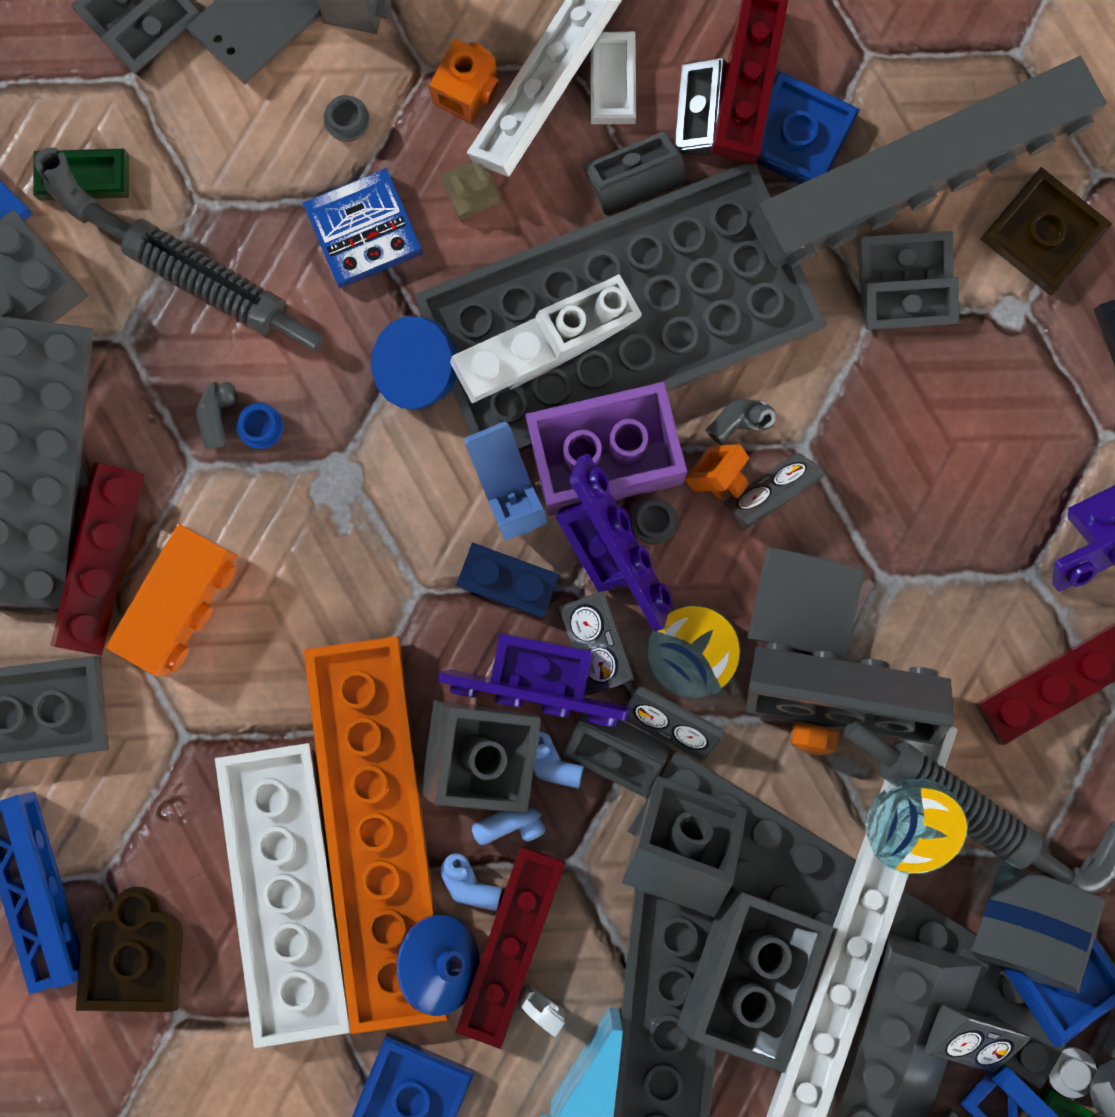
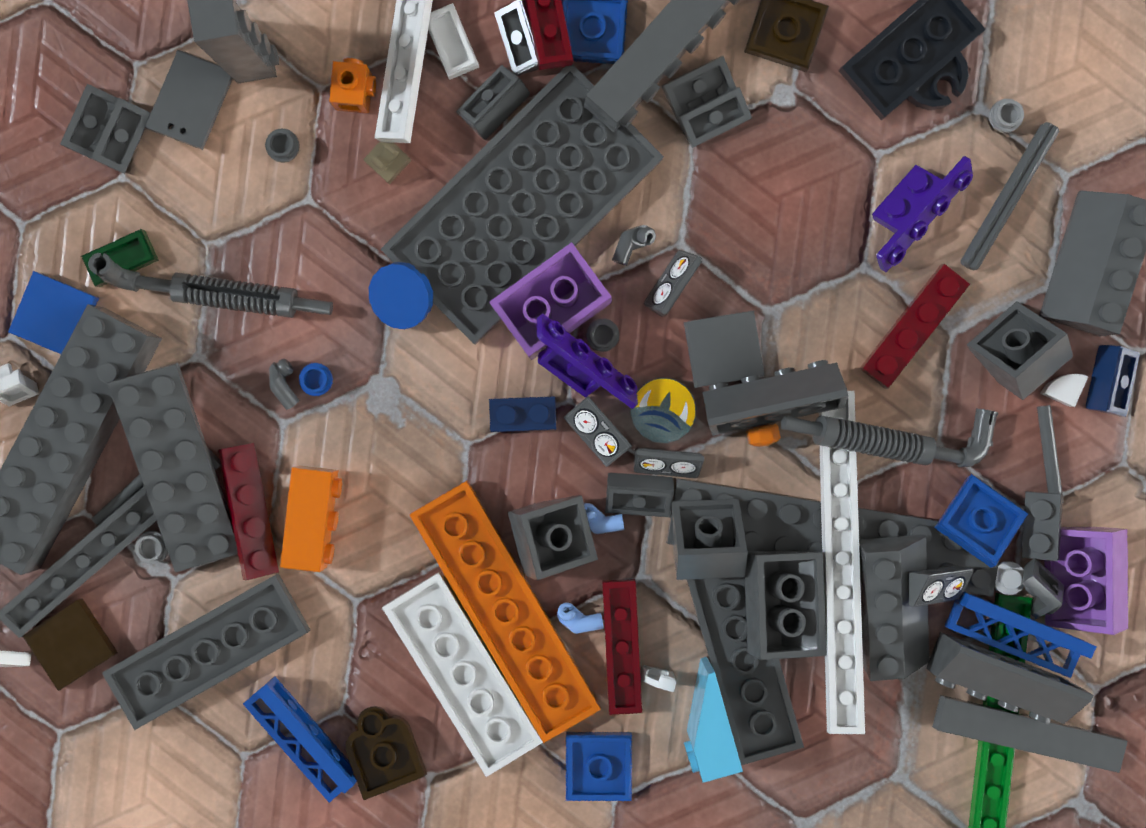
camera: 25 degrees left, 5 degrees up
(362, 228) = (326, 217): tile -> none
(423, 965) = (571, 679): blue dish -> none
(505, 480) = (494, 350): medium blue bracket -> none
(507, 822) = (586, 571): light blue arm -> none
(538, 674) = (570, 467): dark purple bracket -> none
(547, 340) = (482, 245): white slope -> none
(719, 471) = (632, 285): orange tile -> none
(916, 826) = (850, 467): tile -> none
(1039, 927) = (953, 497): dark grey slope -> none

